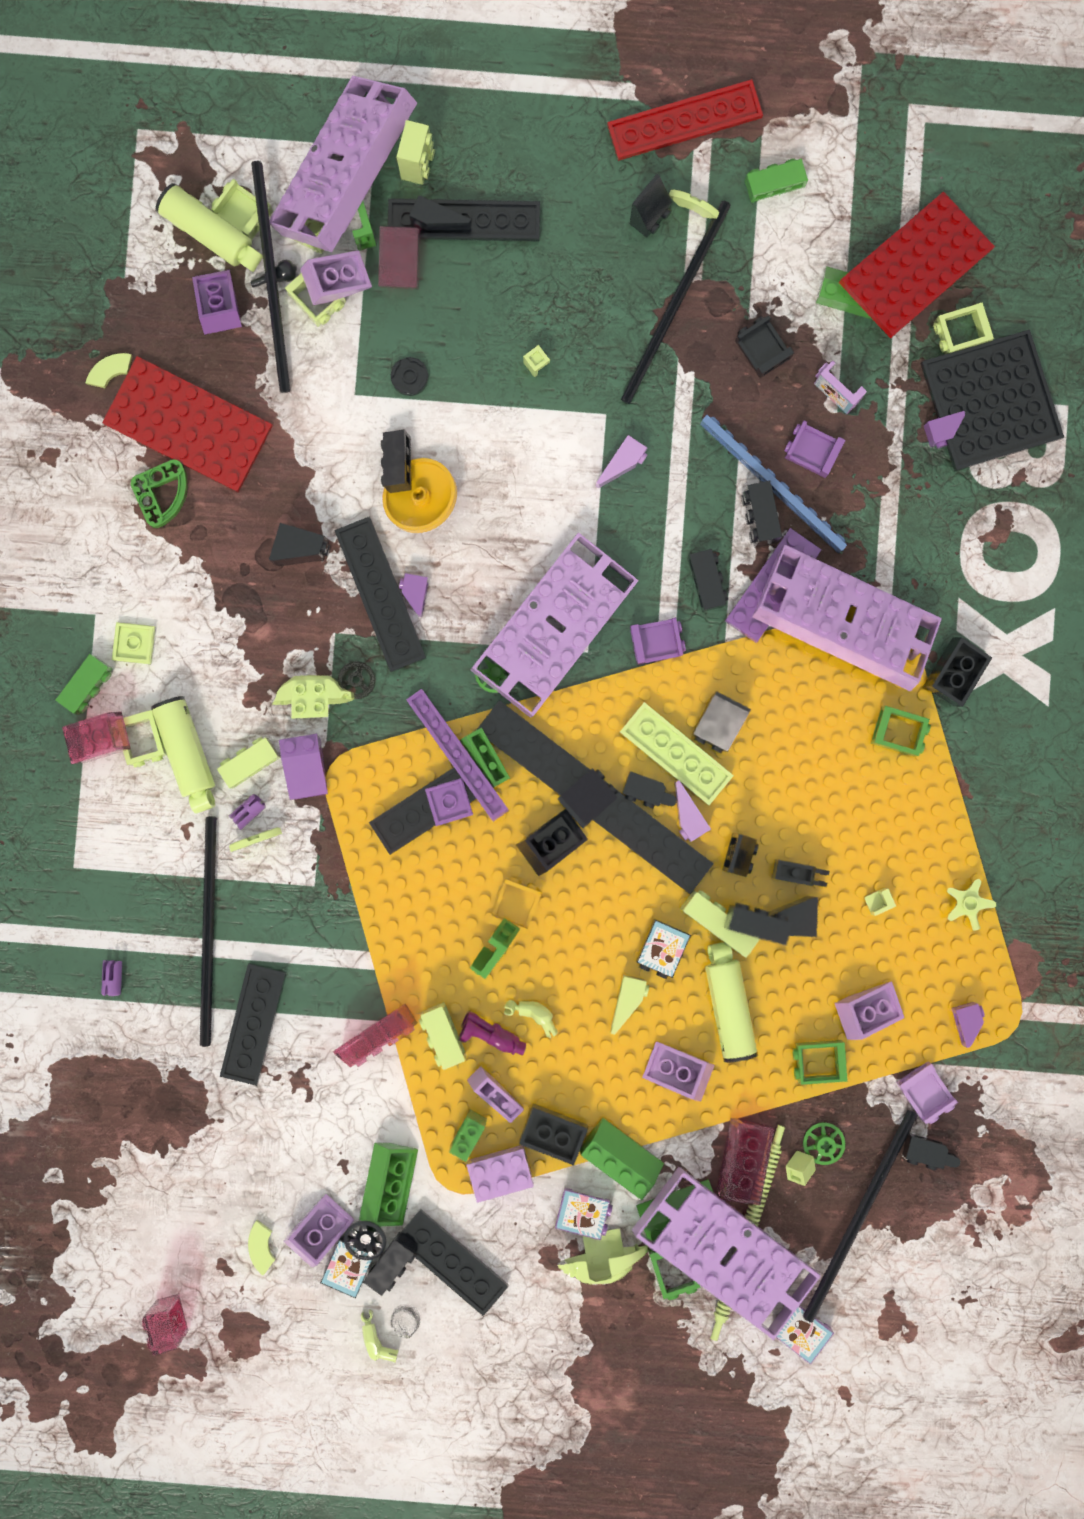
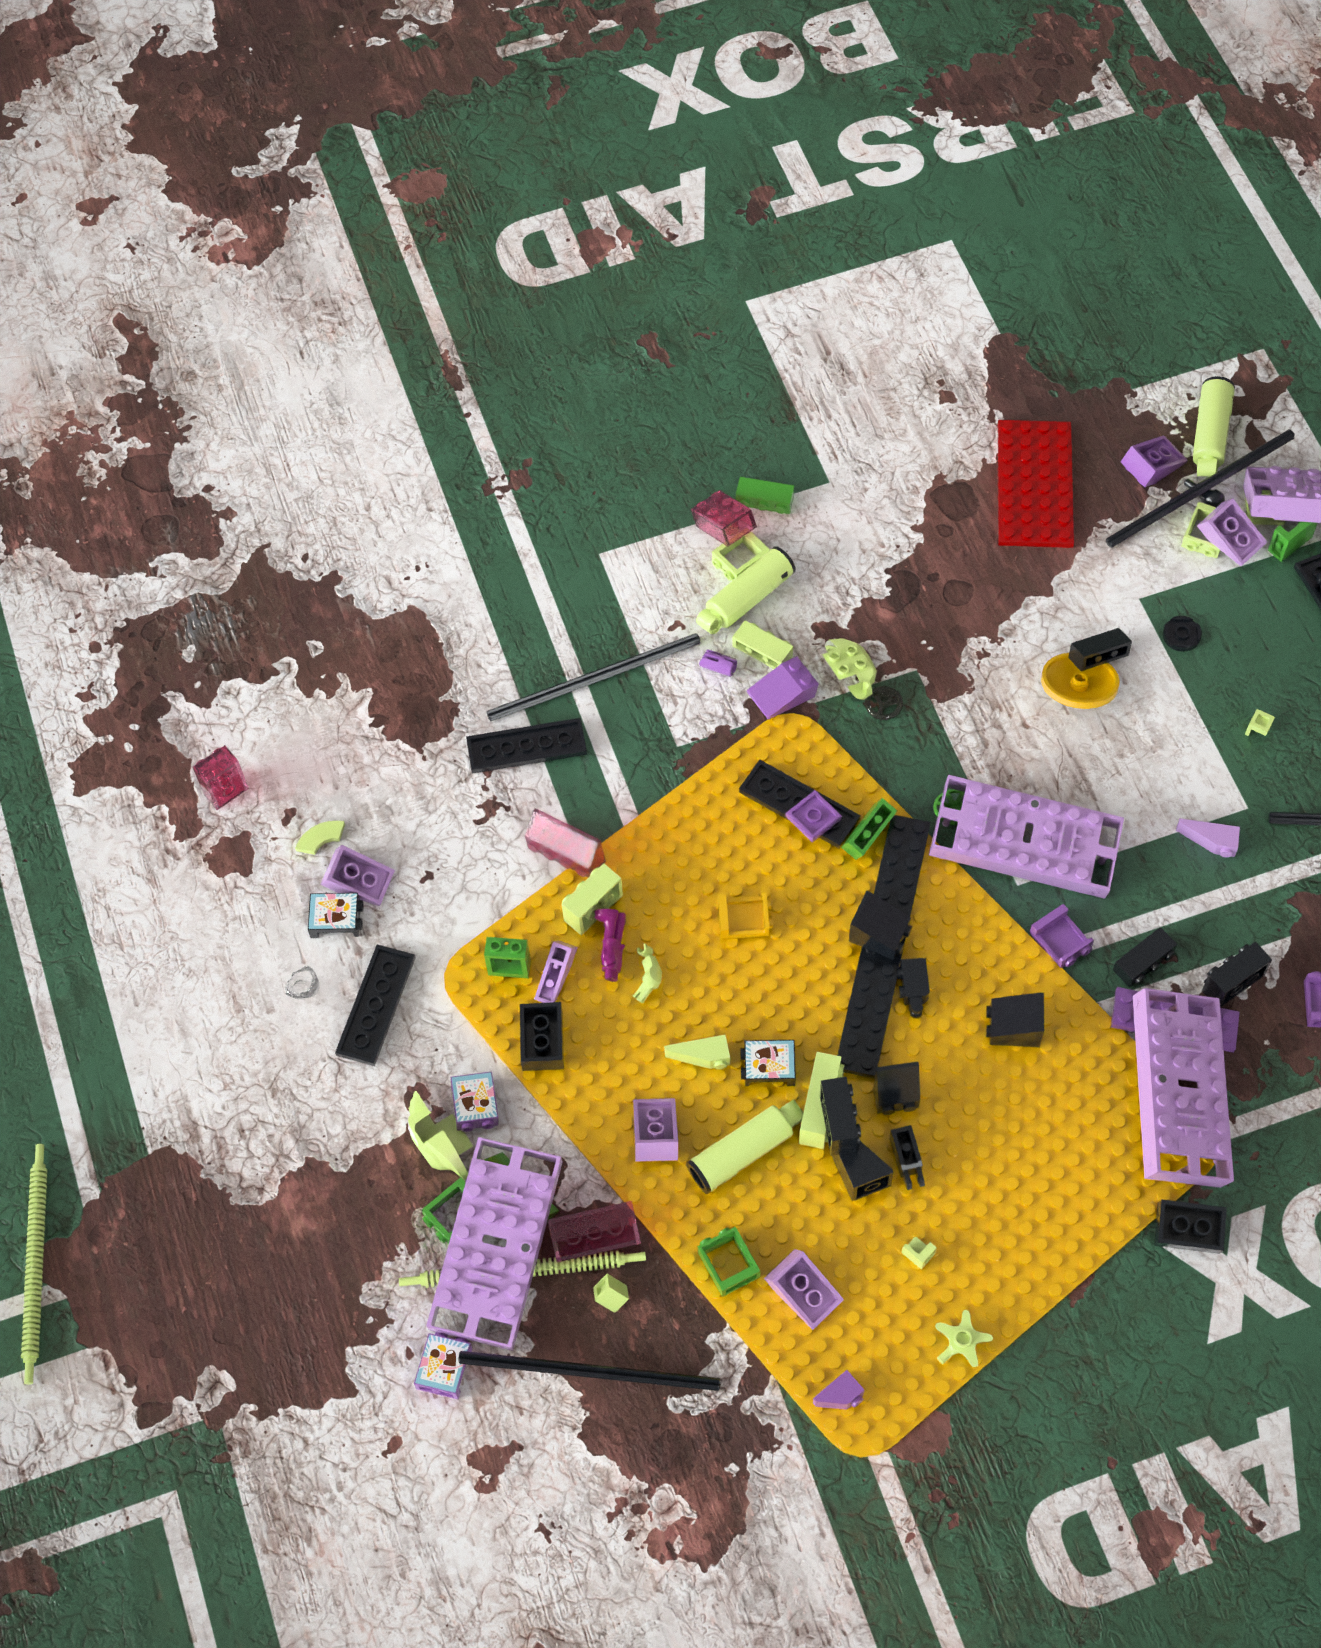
camera: 70 degrees right, 25 degrees down
(108, 369) = (1047, 407): yellowish green tile -> none
(111, 978) = (515, 618): medium lavender arm -> none
(133, 643) = (820, 519): yellowish green tile -> none
(150, 484) = (966, 476): bright green beam -> none
(238, 208) = (1242, 440): yellowish green panel -> none
(255, 839) = (696, 677): yellowish green tile -> none
(298, 546) = (977, 602): black slope -> none
(365, 1238) = (369, 913): black wheel -> none
(372, 1343) = (268, 965): yellowish green arm -> none
(380, 594) = (972, 689): black plate -> none
(388, 1184) = (427, 918): bright green slope -> none
(391, 1264) = (353, 947): black brick -> none
(399, 257) = (1281, 577): clear pink brick -> none
(415, 590) = (990, 715): medium lavender slope -> none
(457, 755) = (860, 804): medium lavender plate -> none
(500, 1173) = (482, 1006): lavender brick -> none
(501, 940) = (706, 908): bright green panel -> none
(552, 842) = (820, 921): black slope -> none
(621, 1158) = (545, 1110): bright green slope -> none
(676, 753) = (964, 997): yellowish green plate -> none
(690, 818) = (909, 1033): lavender slope -> none
(780, 489) = (1271, 986): medium blue plate -> none
(824, 1144) = (645, 1308): bright green wheel -> none
(881, 727) = (1099, 1175): bright green window -> none
(926, 1093) = (746, 1388): lavender panel -> none
(928, 1152) = (685, 1415): black hinge -> none

